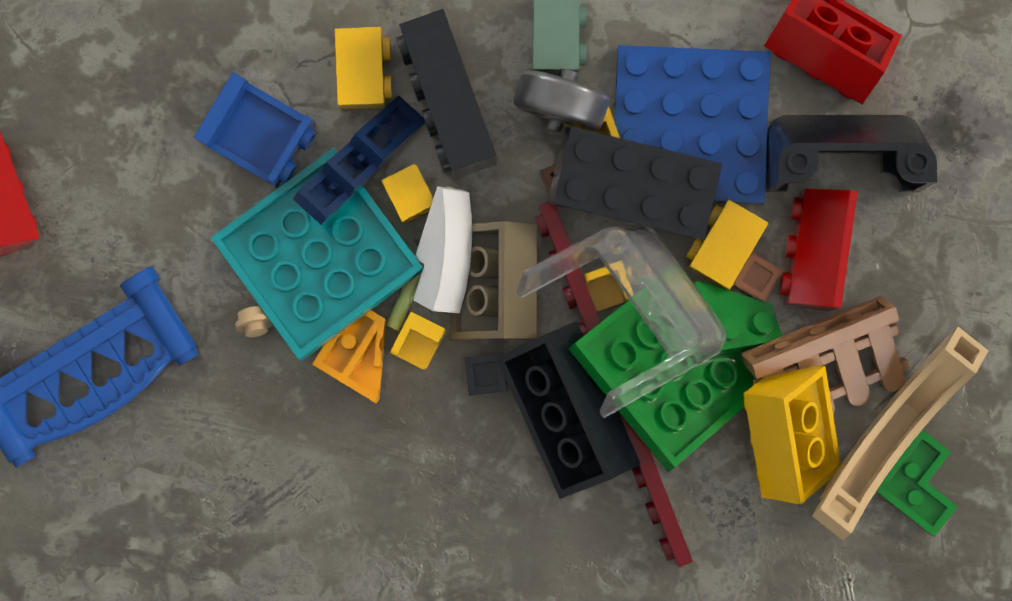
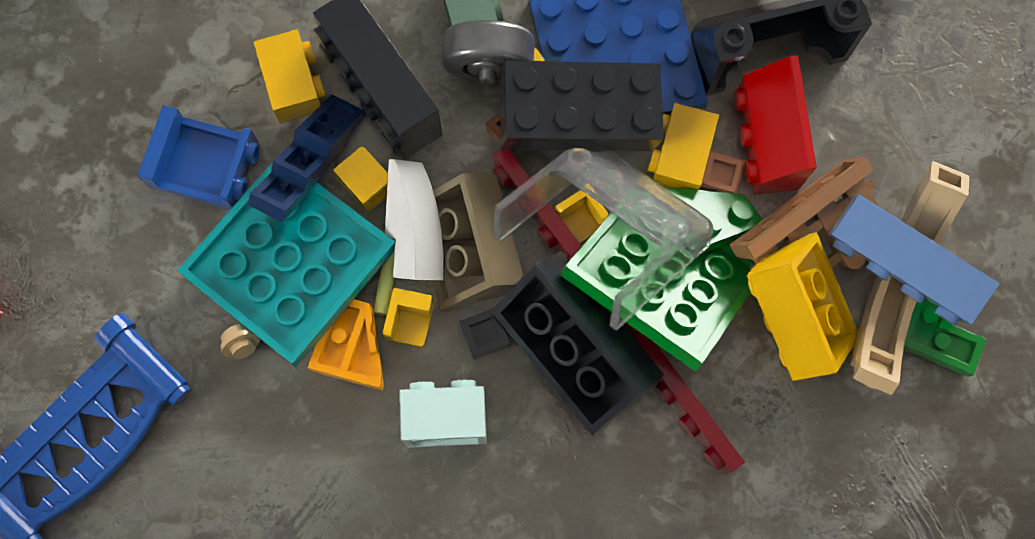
camera: 20 degrees left, 10 degrees down
(427, 446) = (443, 414): none -> light aqua piece
(905, 417) = (912, 260): none -> medium blue brick

